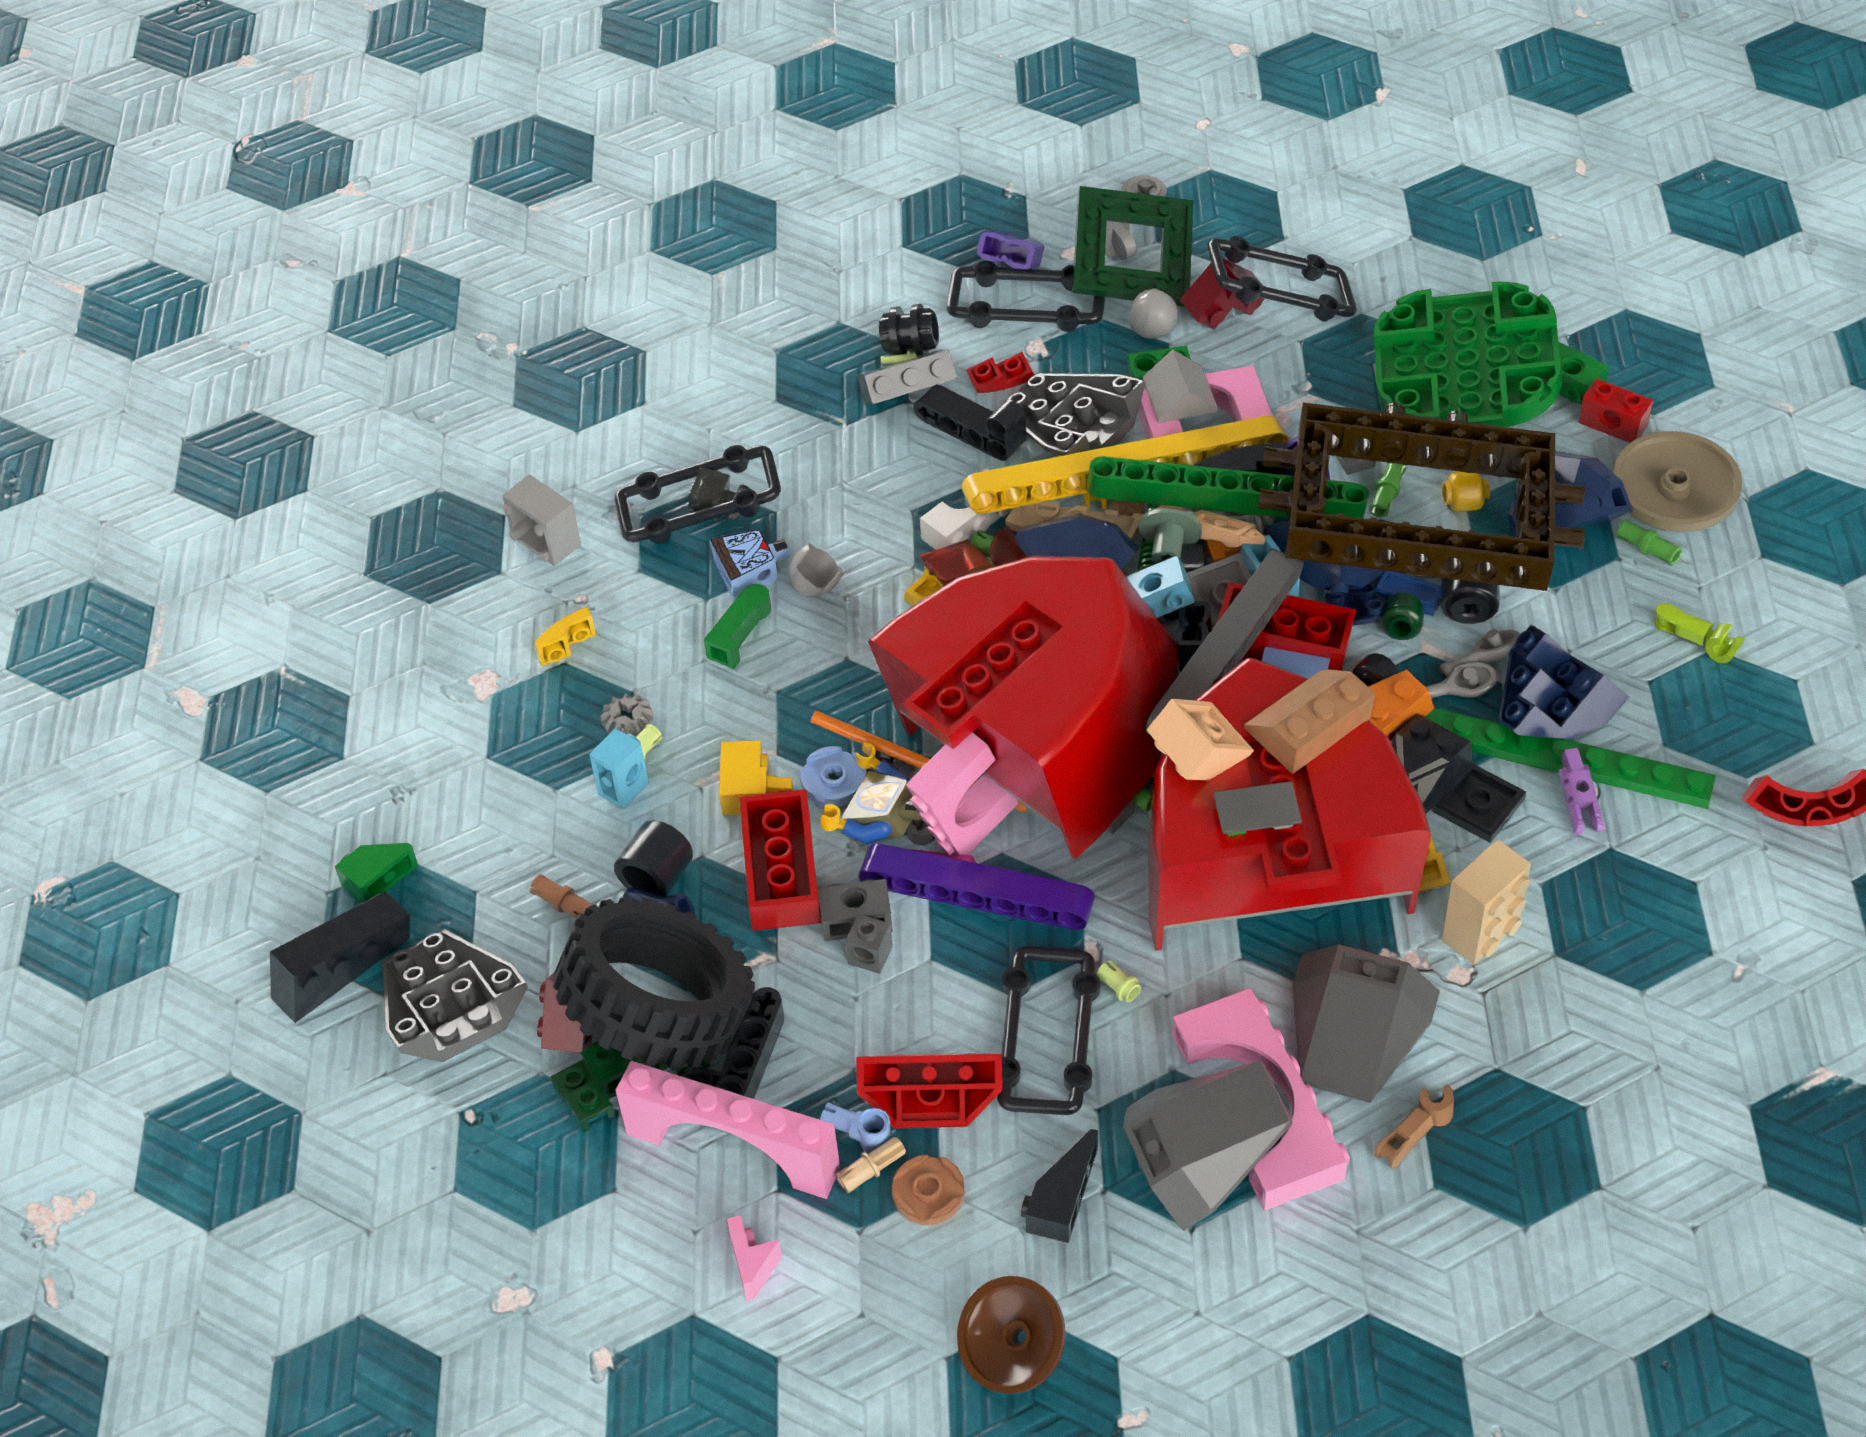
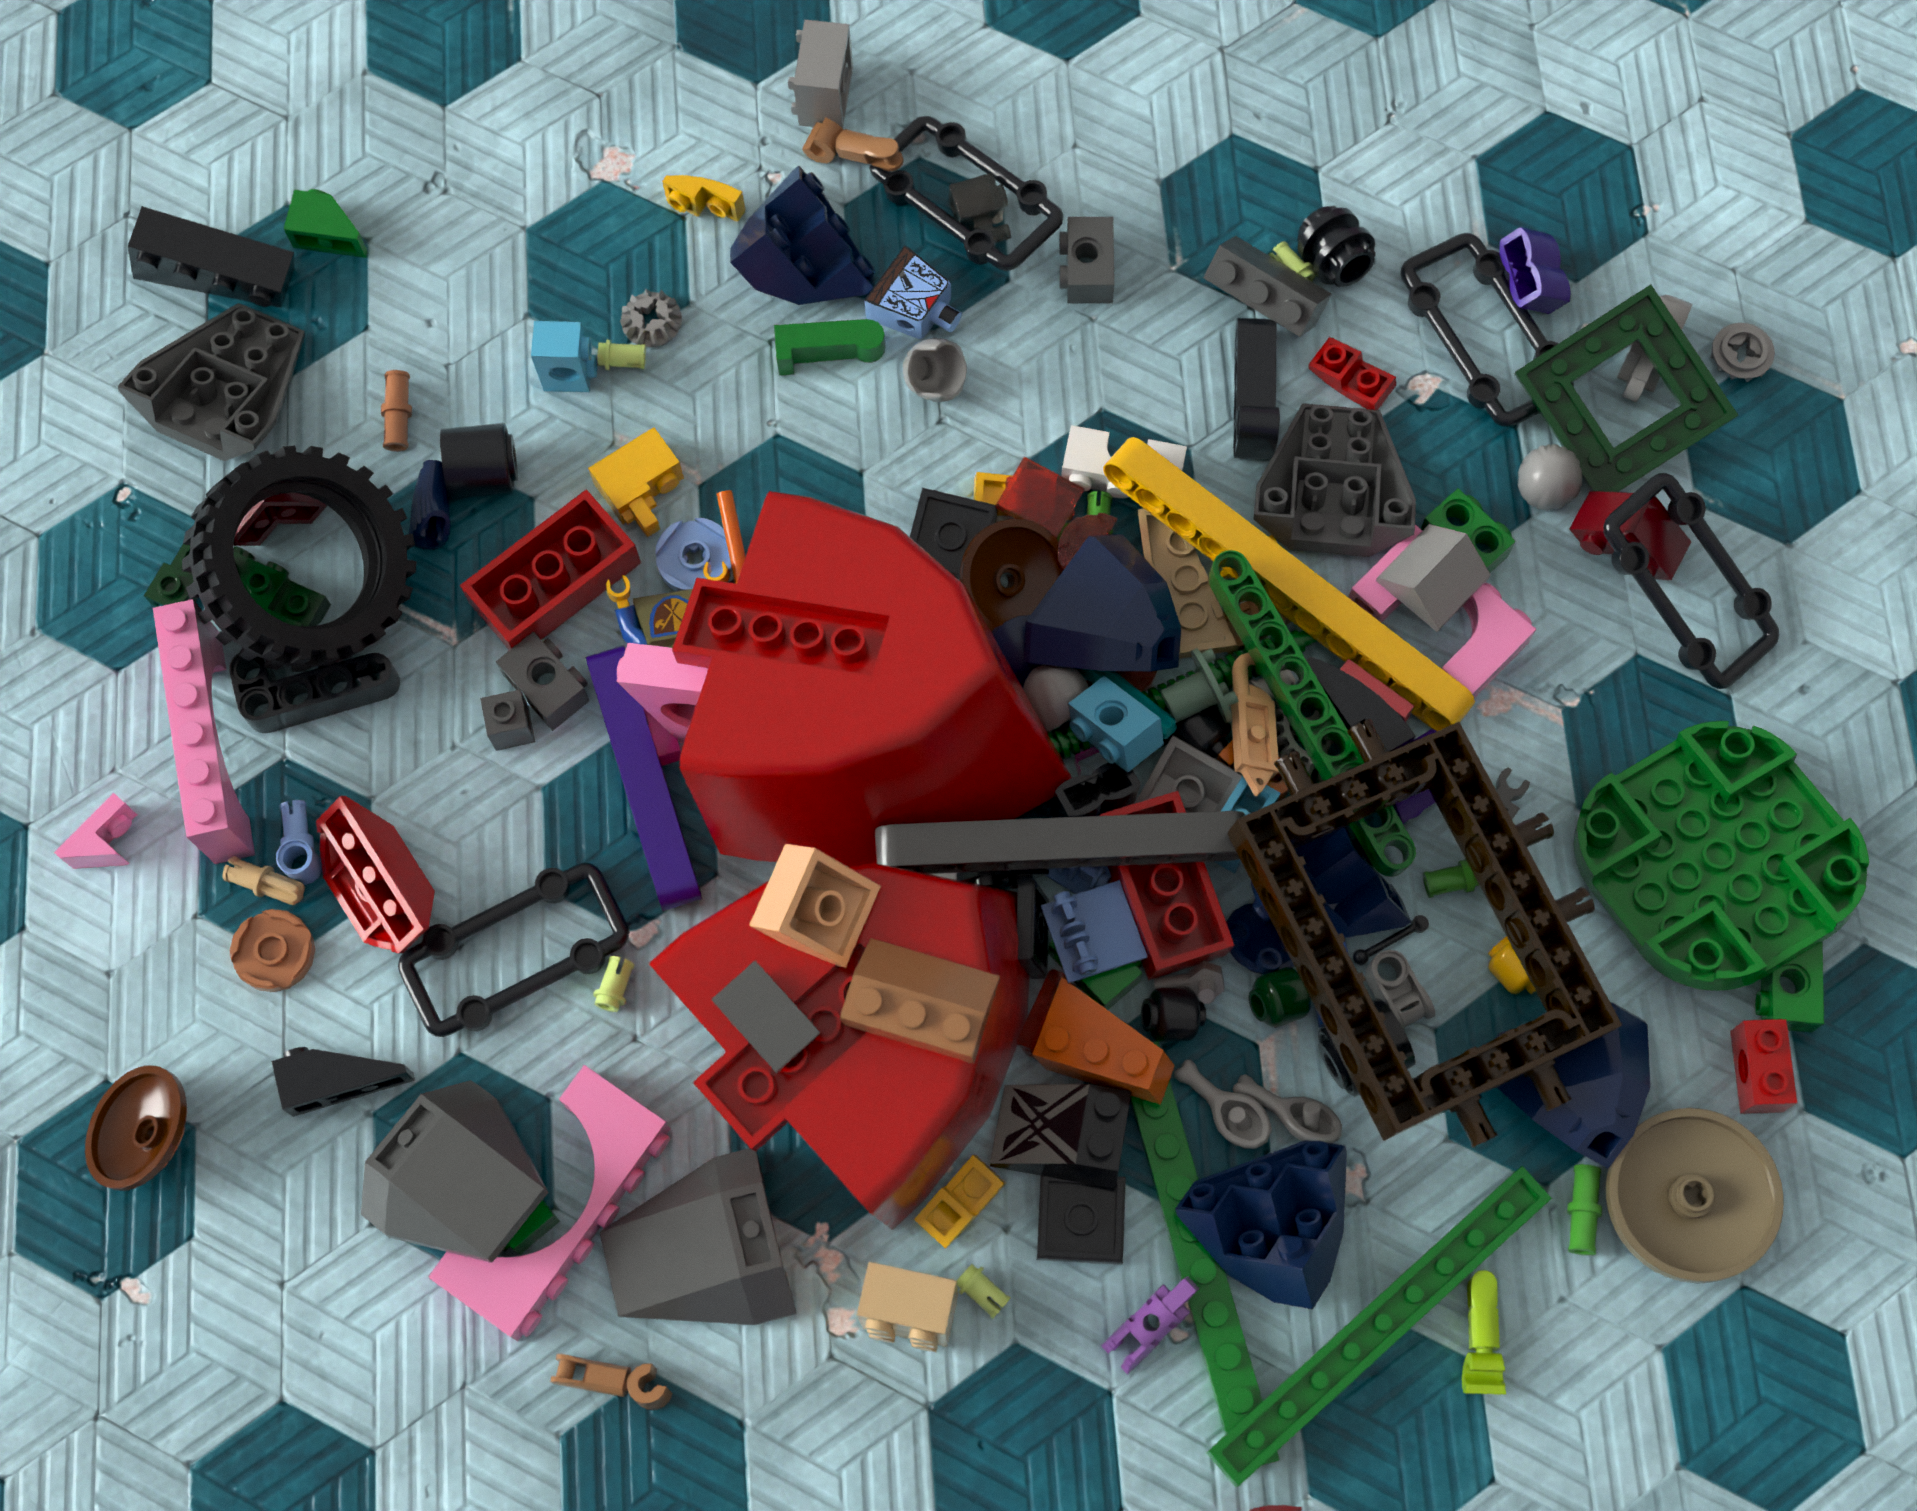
camera: 55 degrees right, 20 degrees up
(589, 554) = (830, 138): none -> medium nougat piece
(655, 599) = (801, 247): none -> dark blue brick
(805, 457) = (1090, 239): none -> dark grey brick
(1361, 647) = (1204, 980): none -> light grey piece
(1662, 678) = (1377, 1327): none -> green plate

